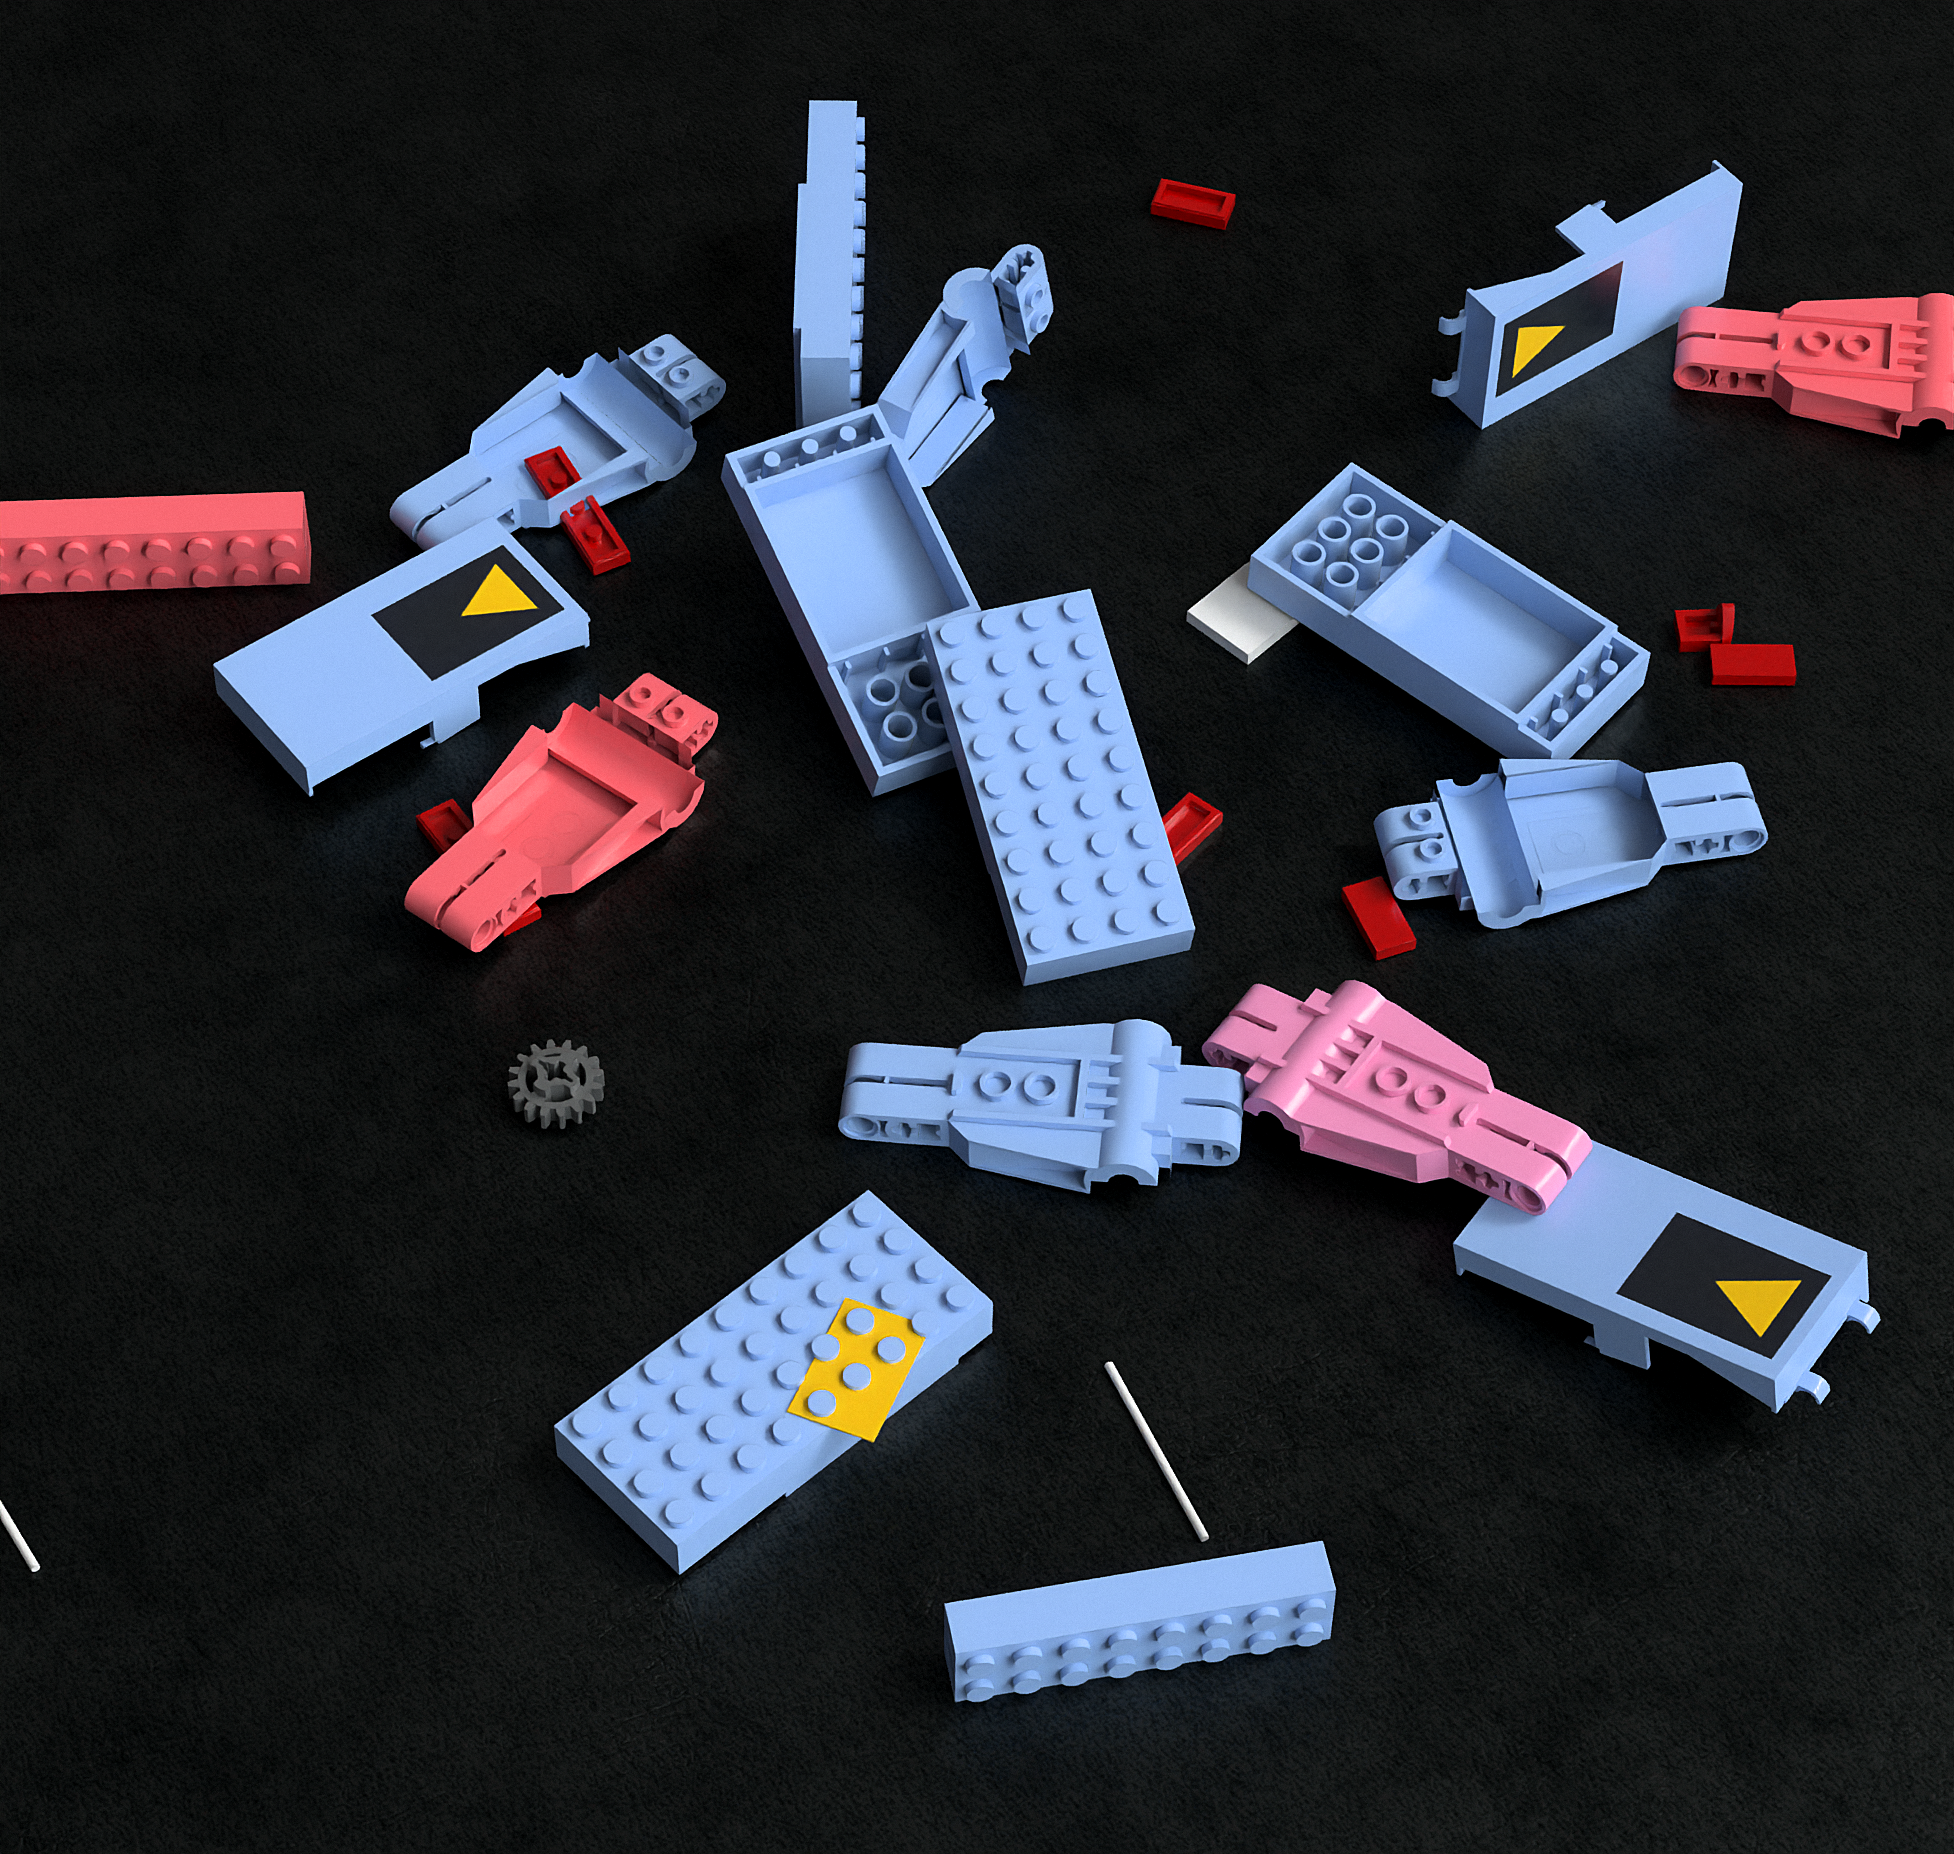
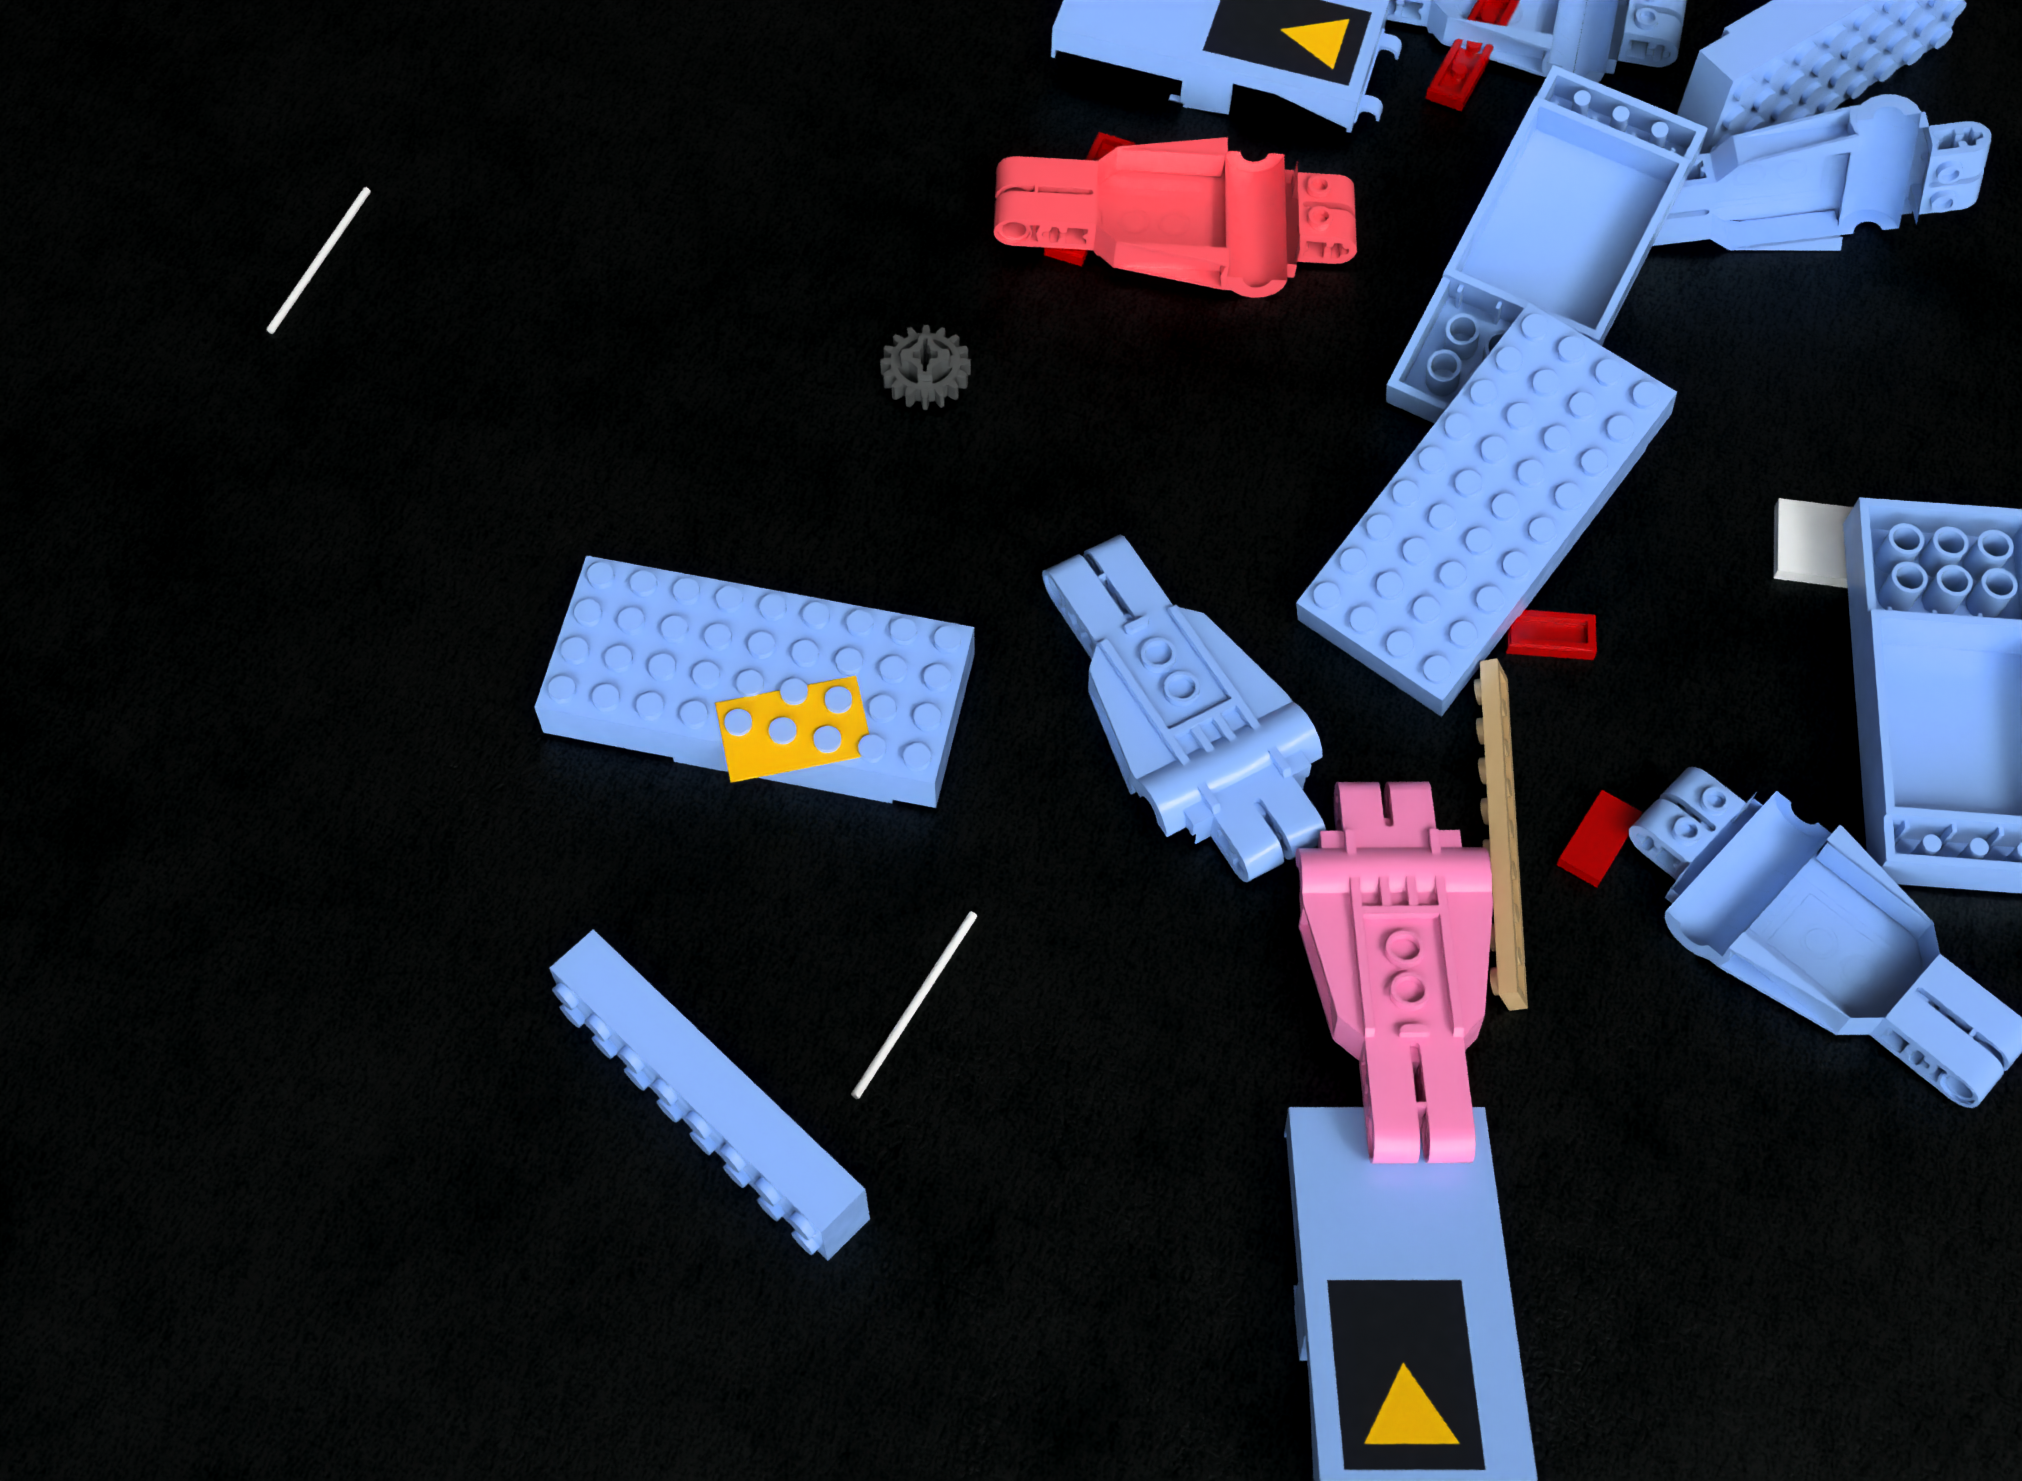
camera: 55 degrees right, 10 degrees up
(1304, 958) = (1499, 813): none -> tan plate

